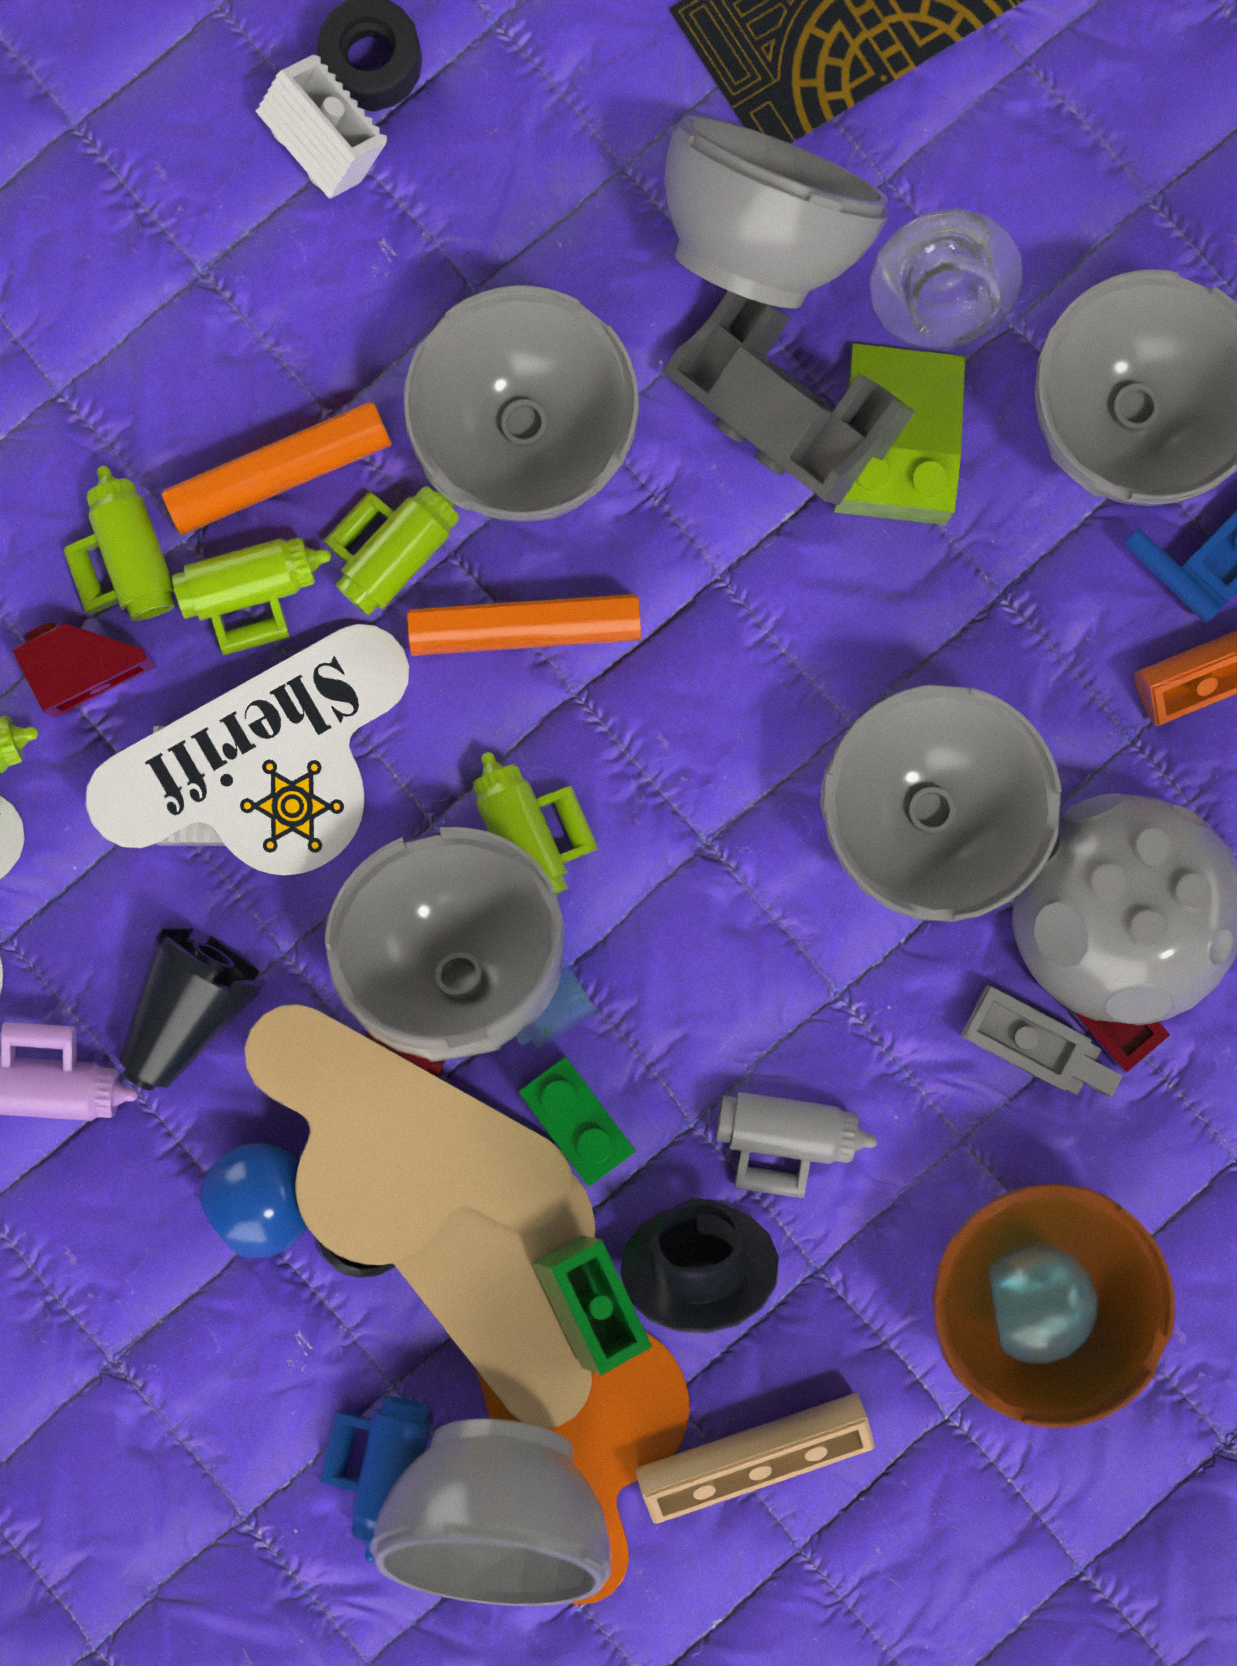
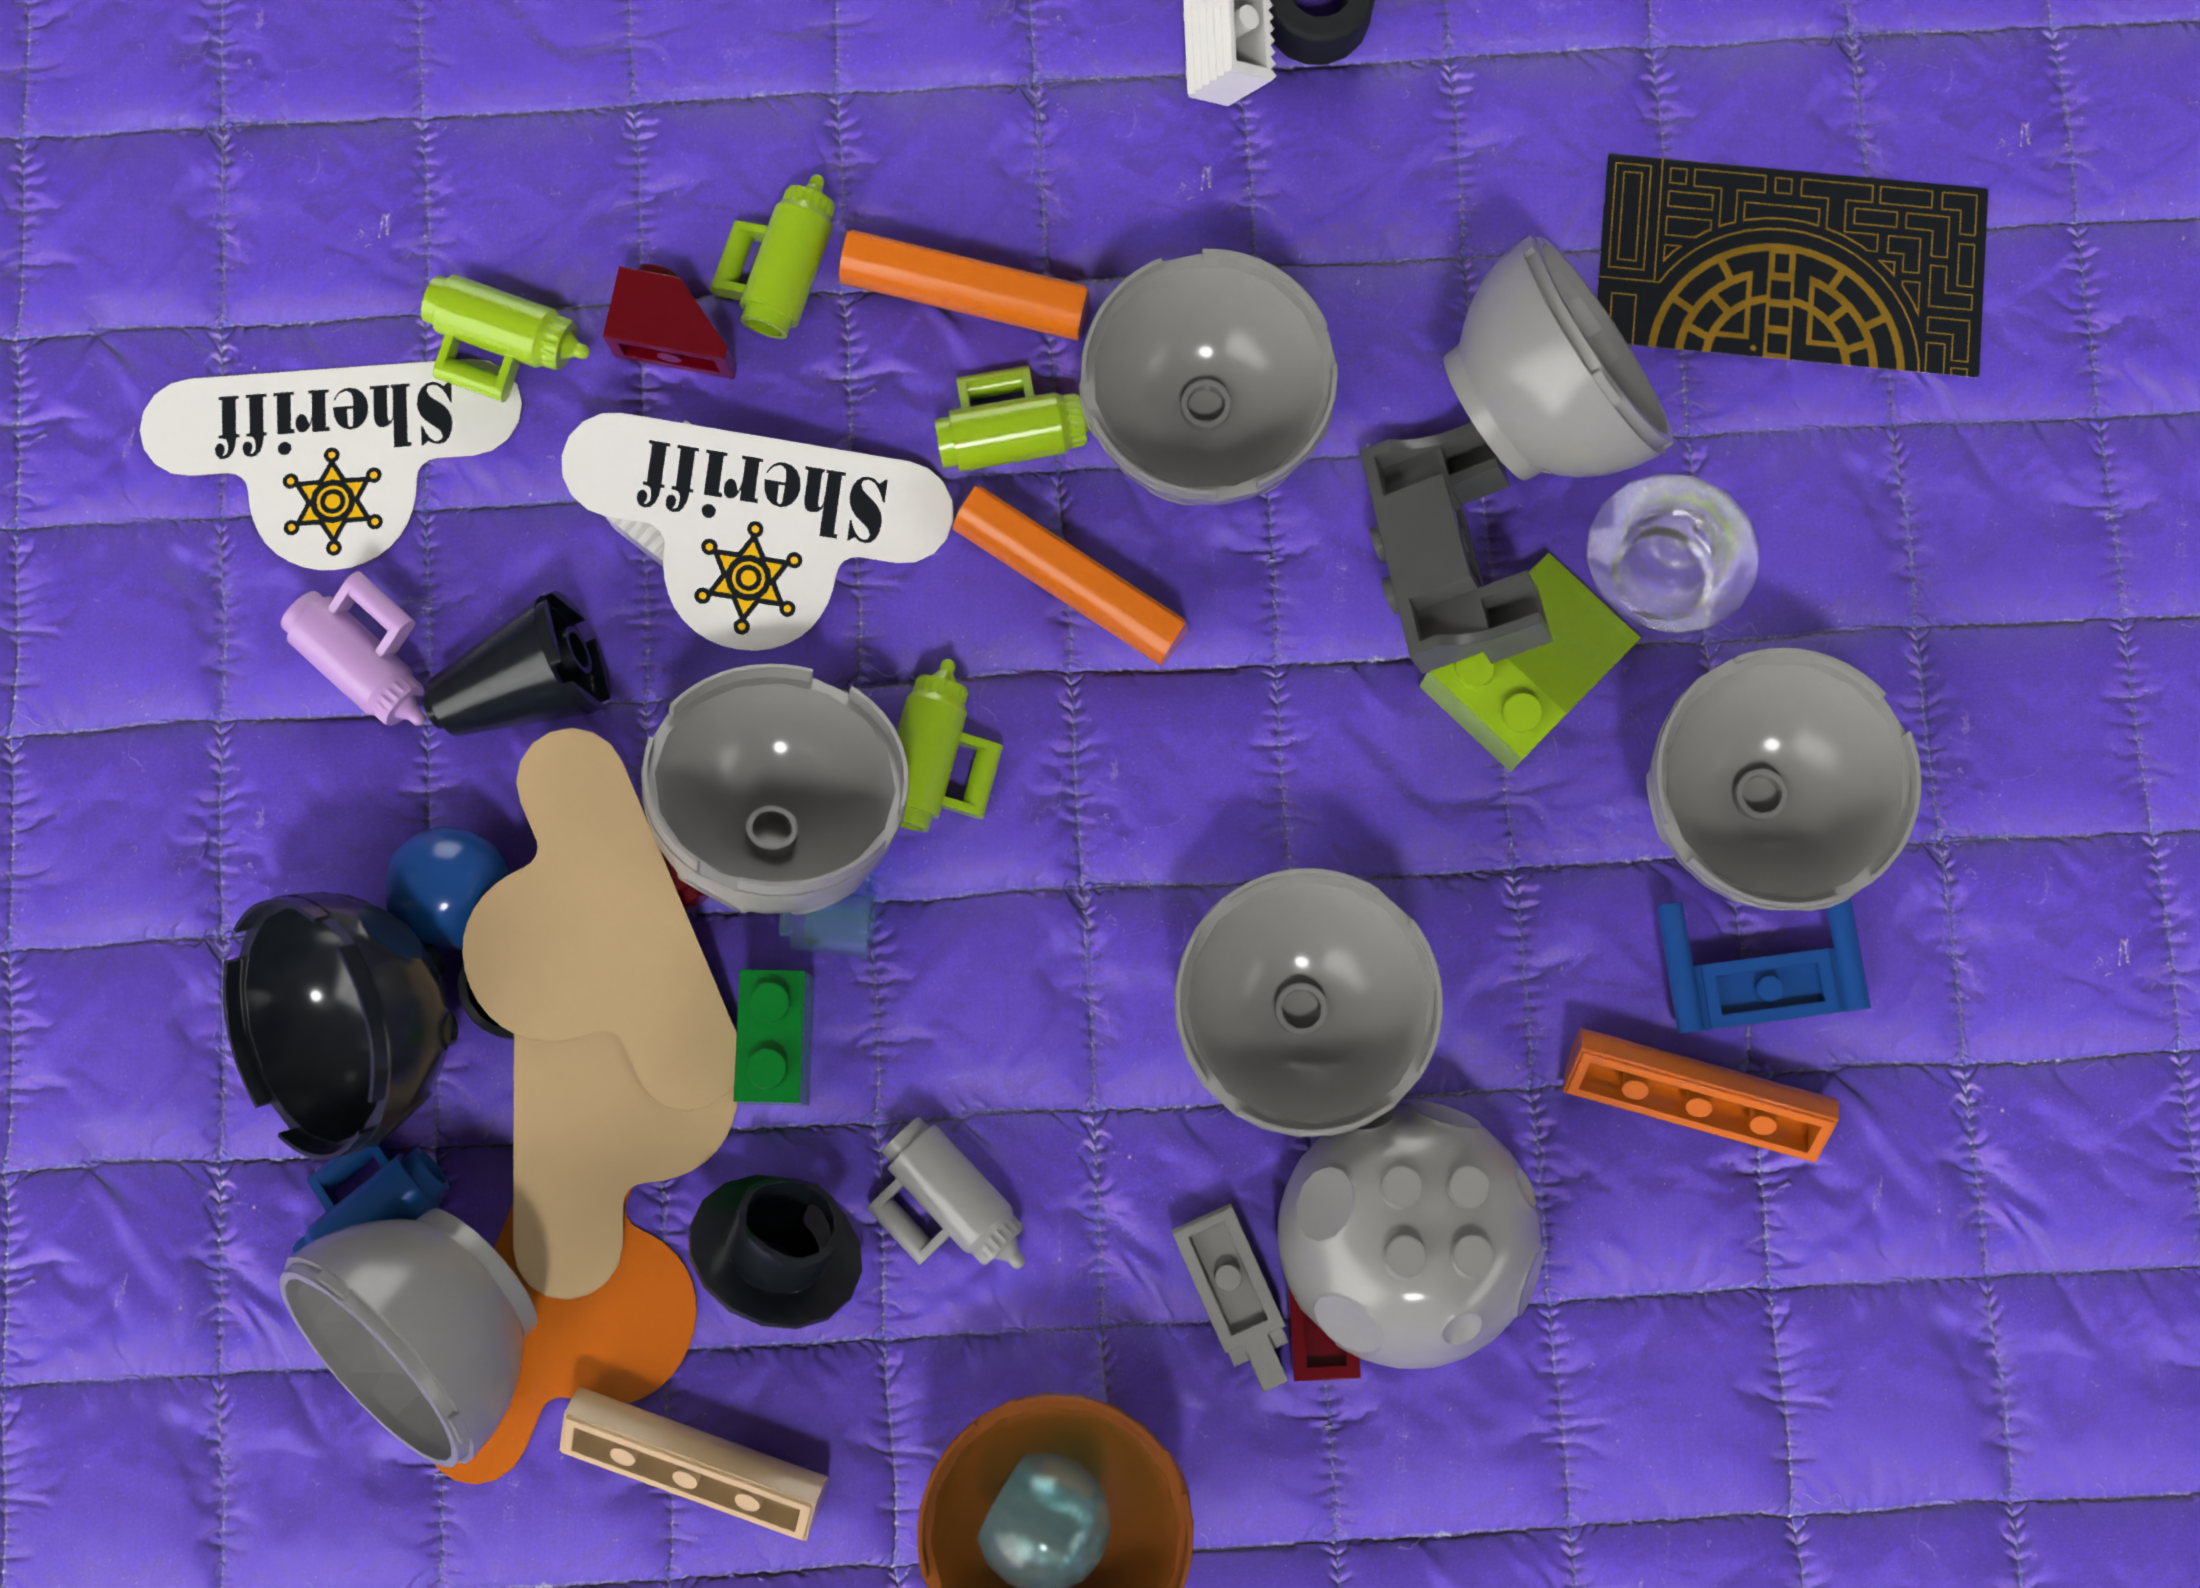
camera: 45 degrees right, 5 degrees down
(245, 580) = (863, 359): lime piece -> none
(260, 1354) = (335, 1019): none -> black rock
(592, 1304) = (655, 1209): green brick -> none

